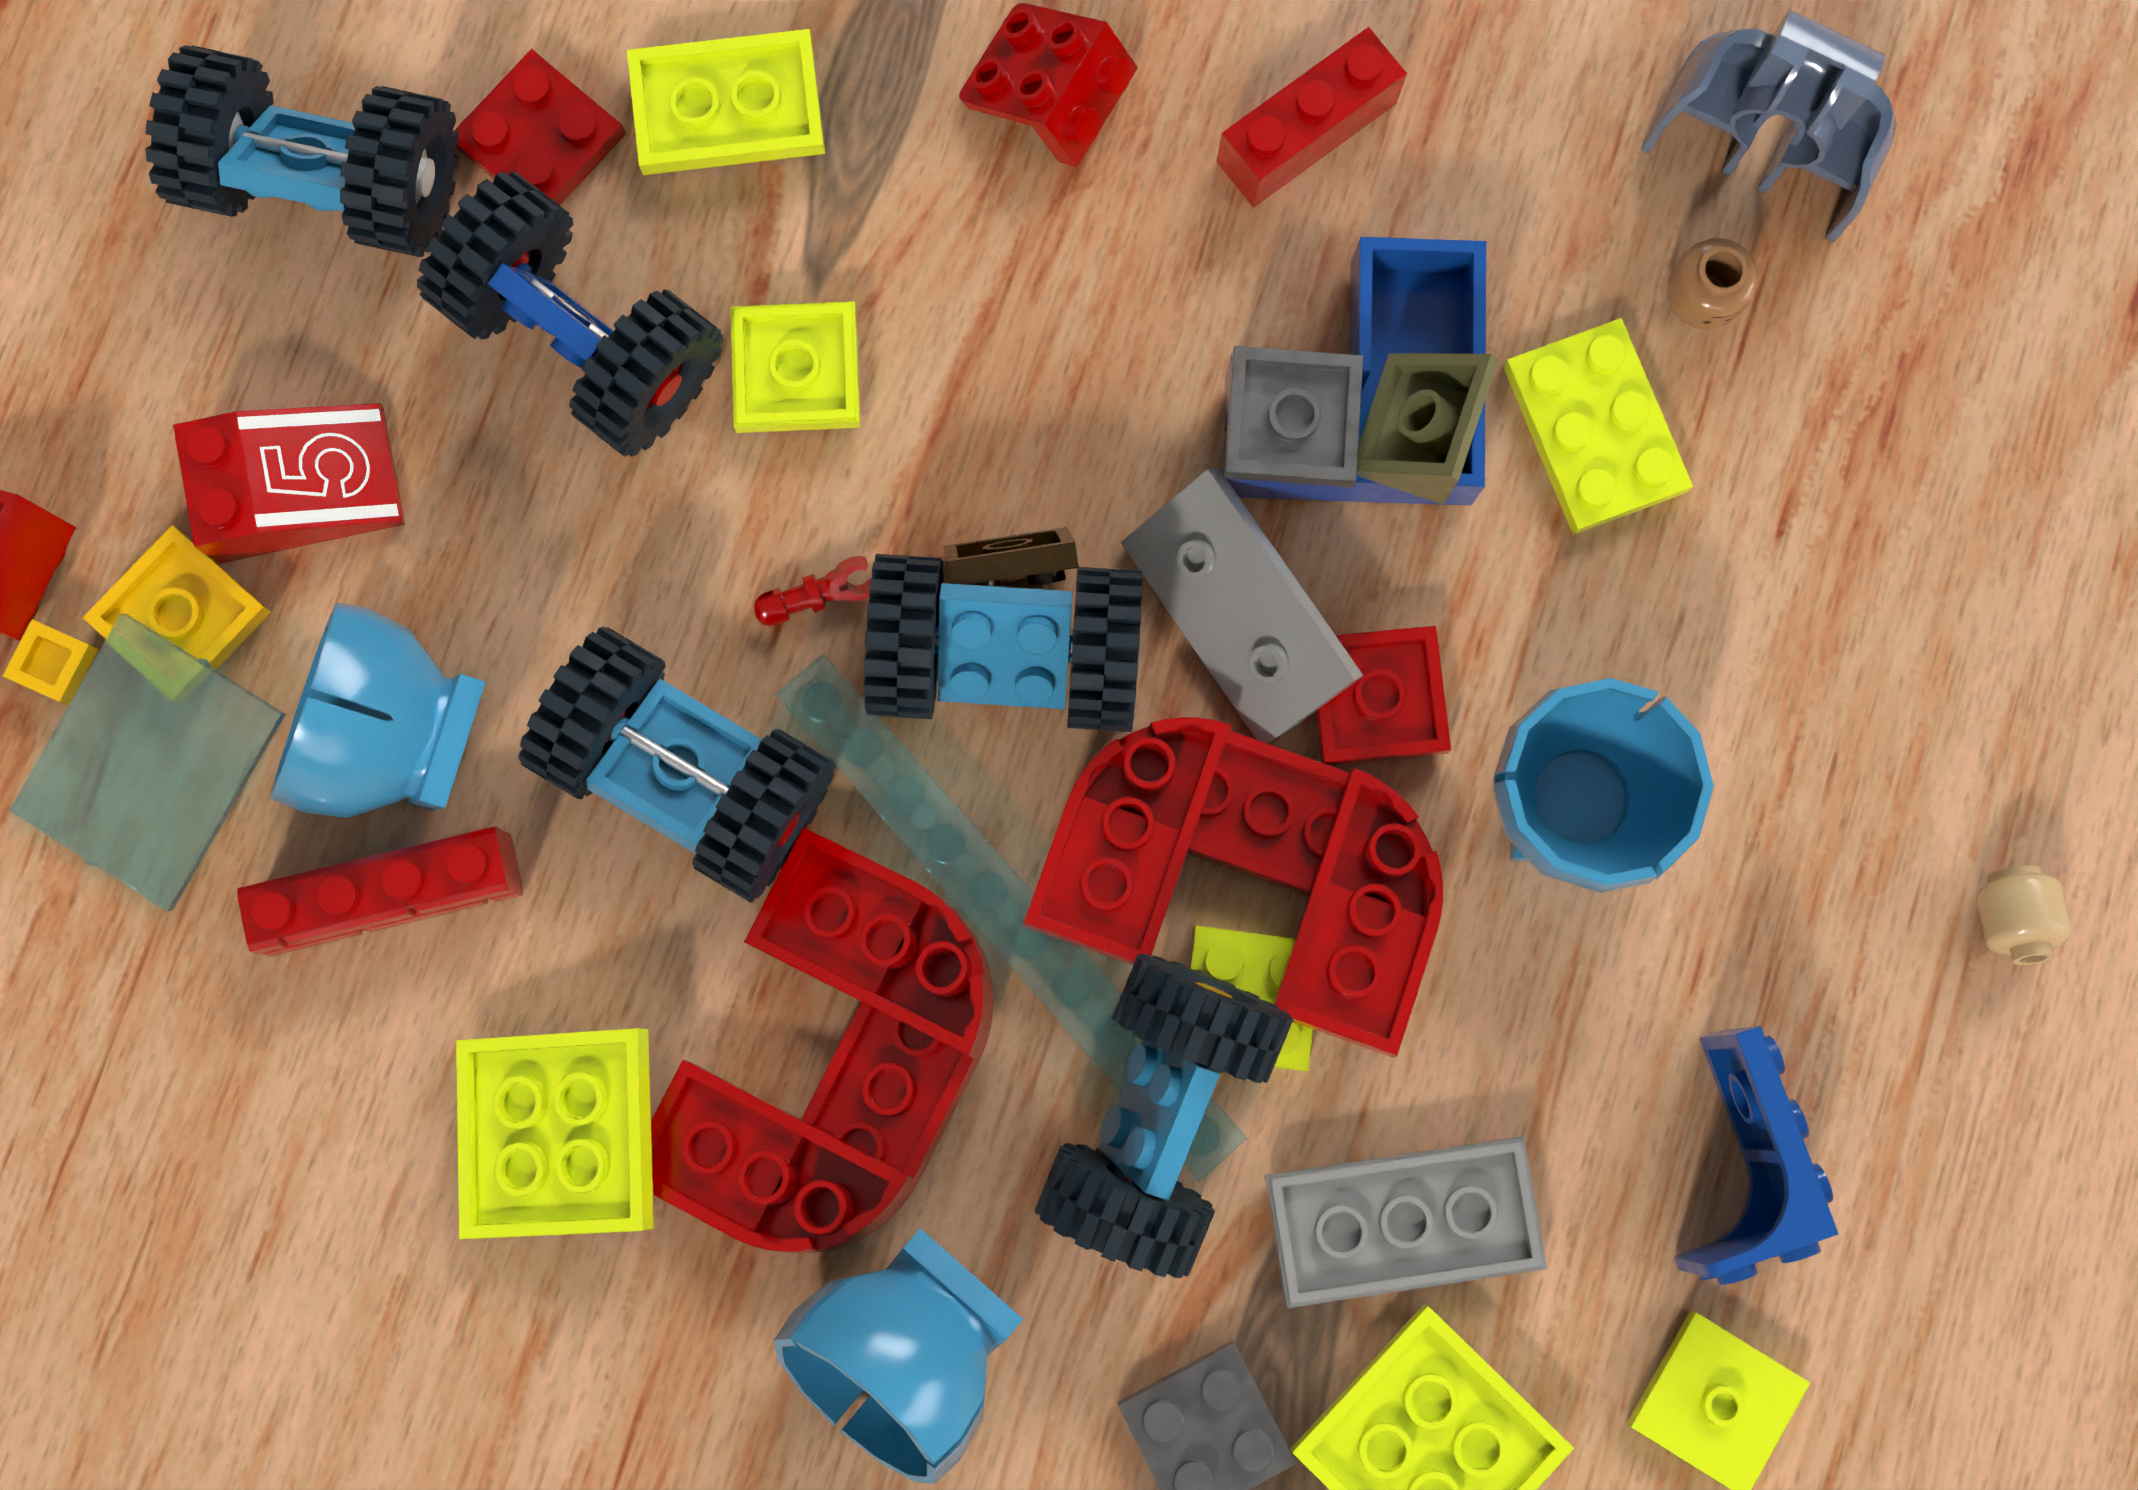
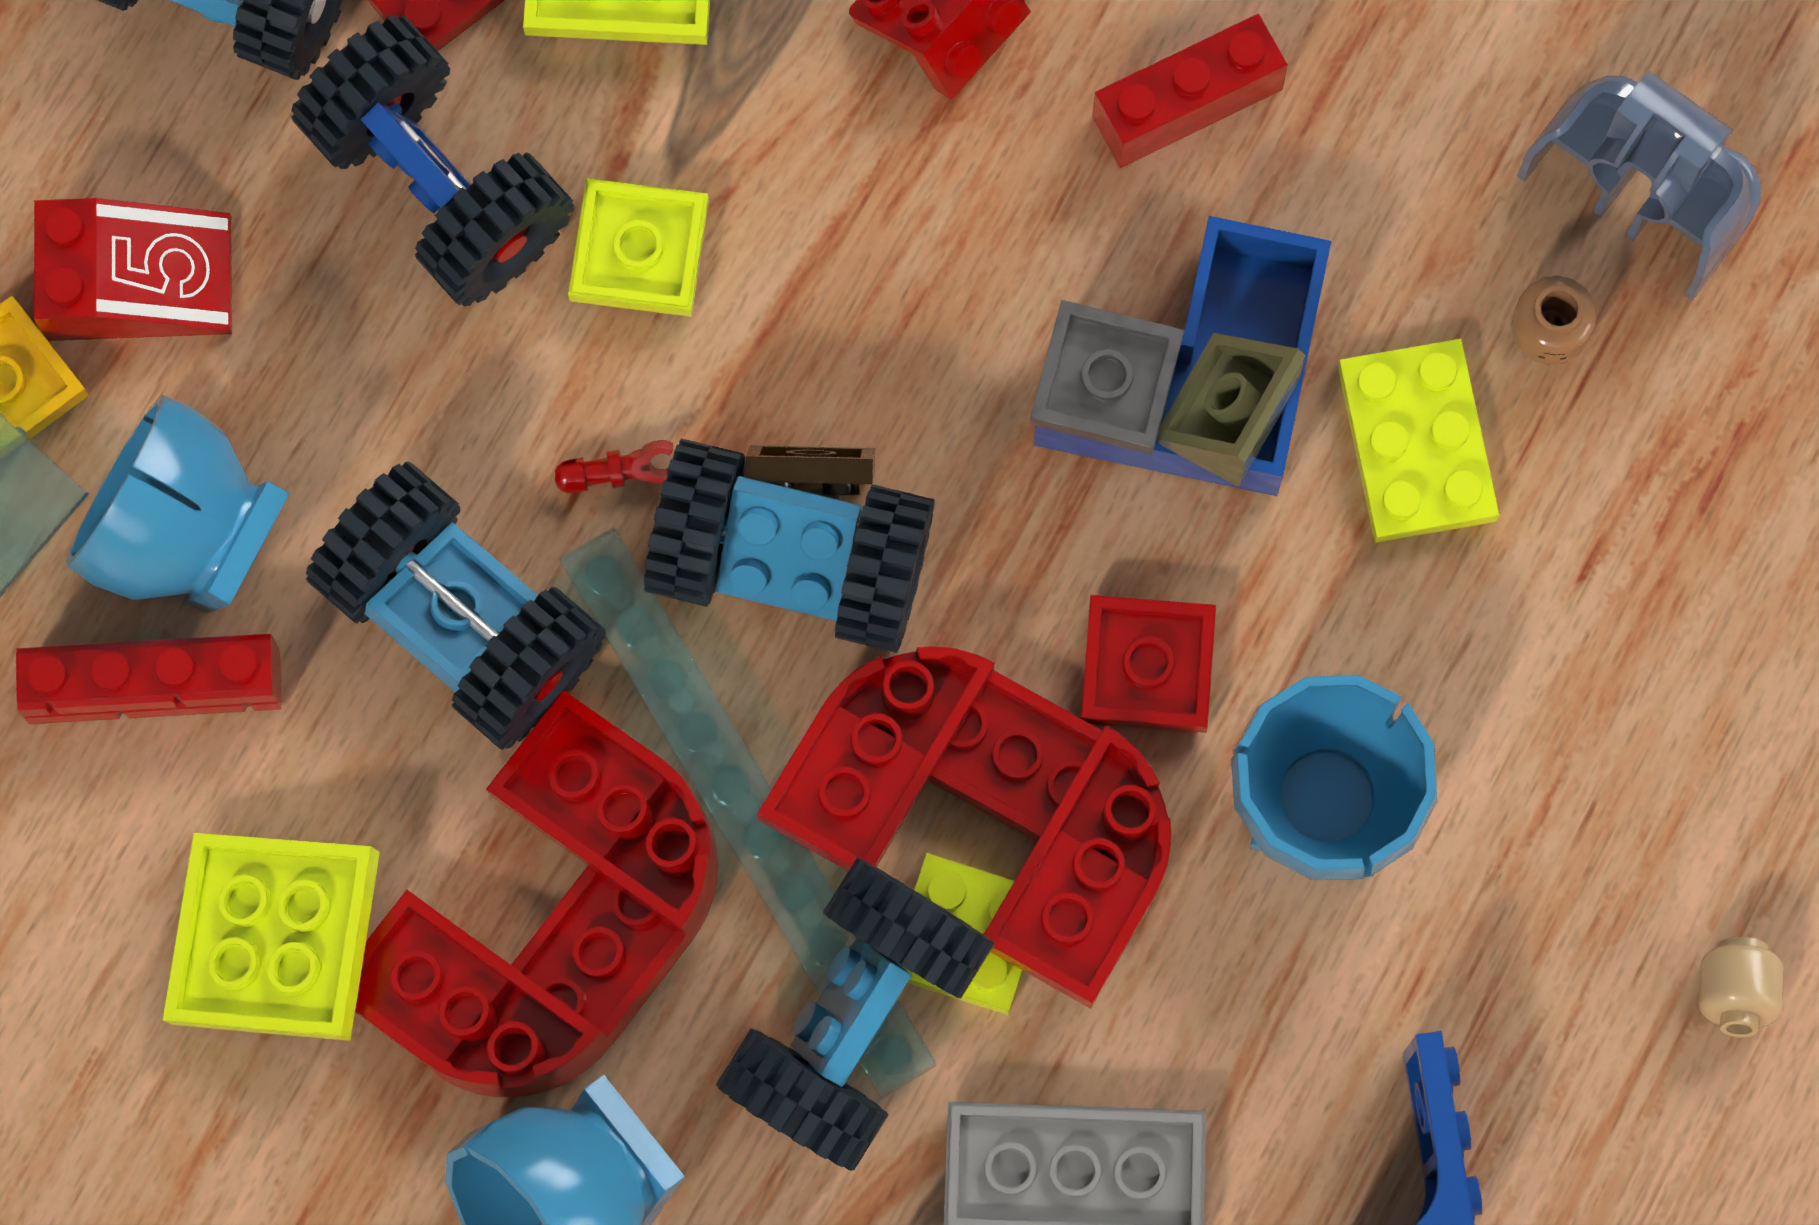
camera: 15 degrees right, 5 degrees down
(1240, 607) = (1026, 553): light grey plate -> none

